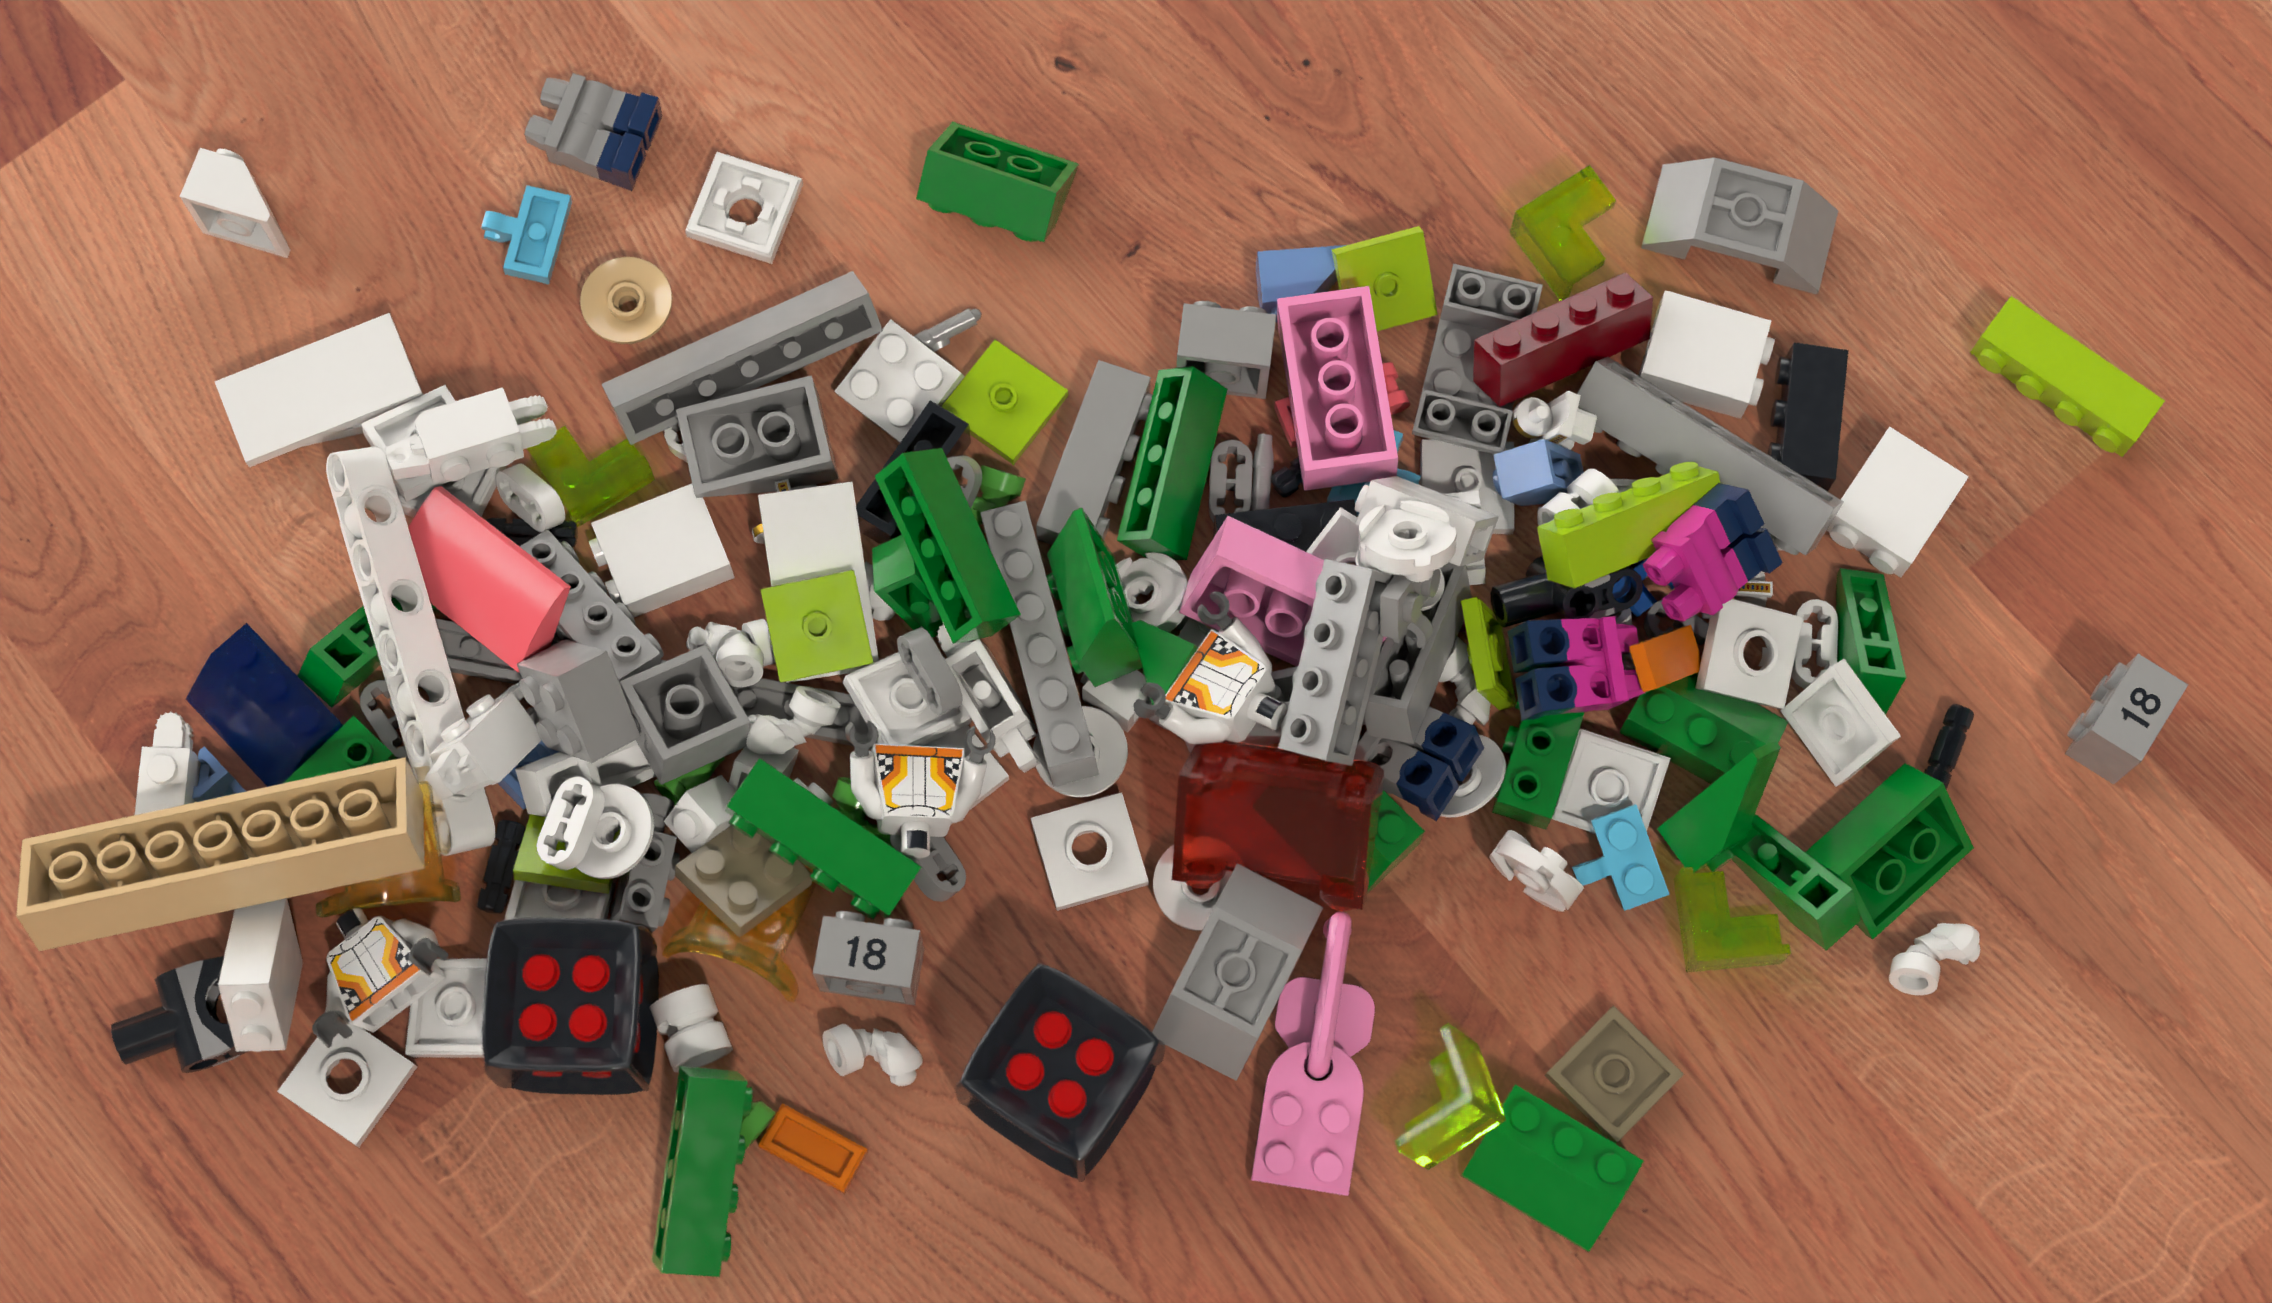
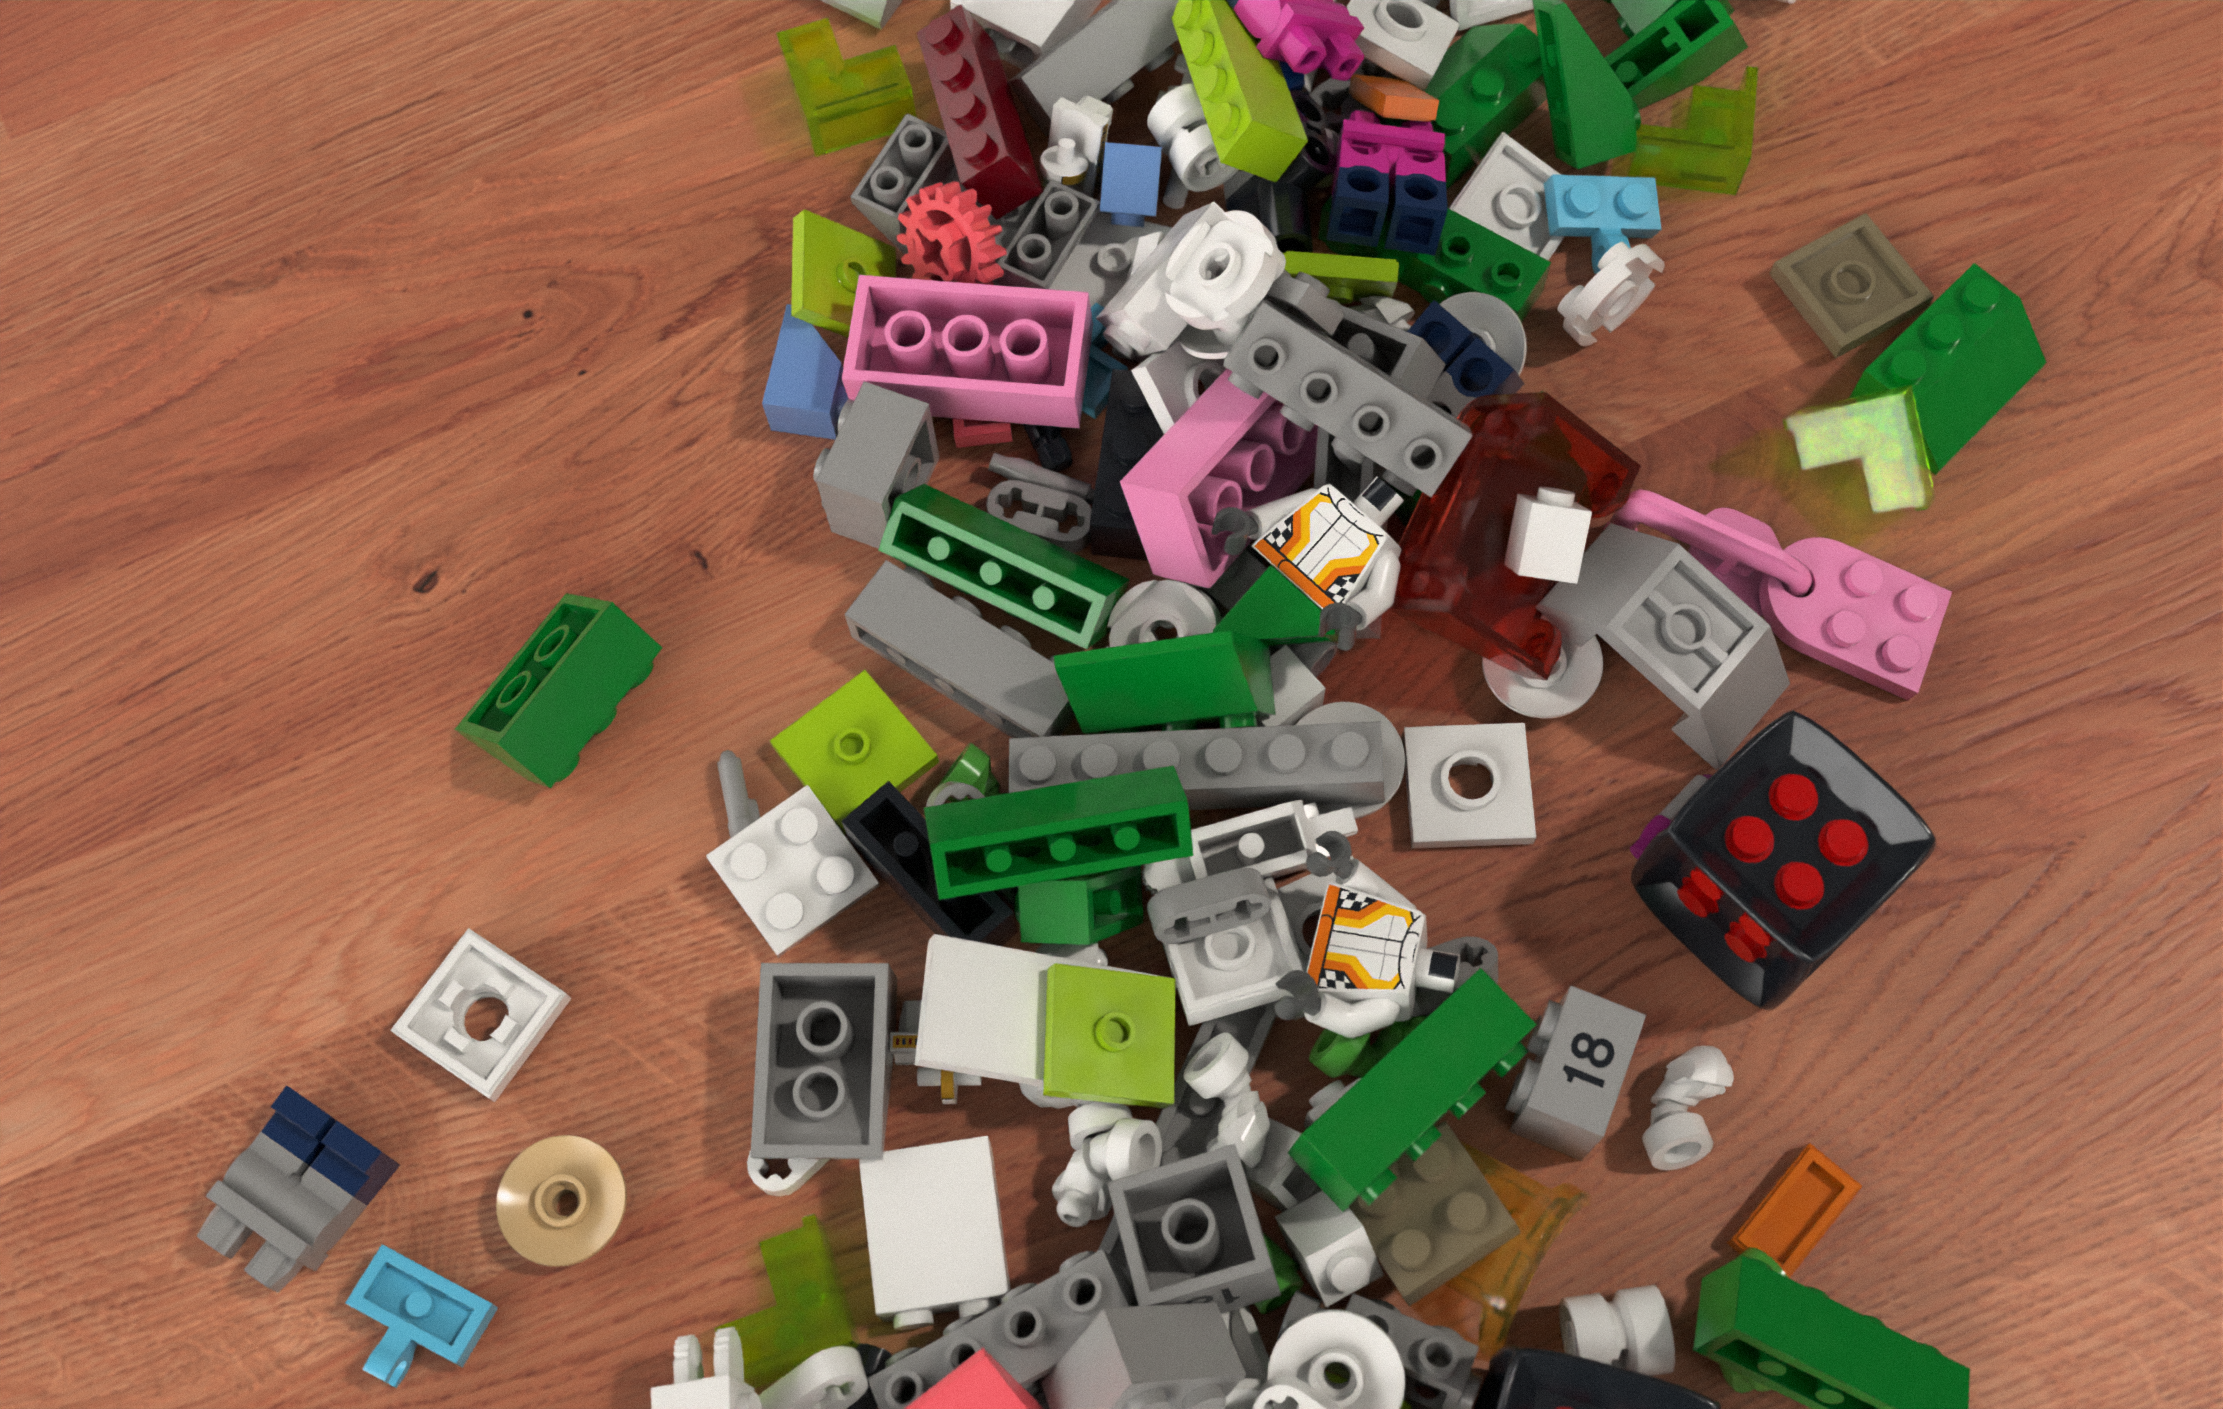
camera: 70 degrees left, 5 degrees down
(743, 355) = (697, 1062): light grey brick -> none
(1282, 850) = (1548, 536): none -> white brick
(1431, 350) = (950, 236): none -> coral gear

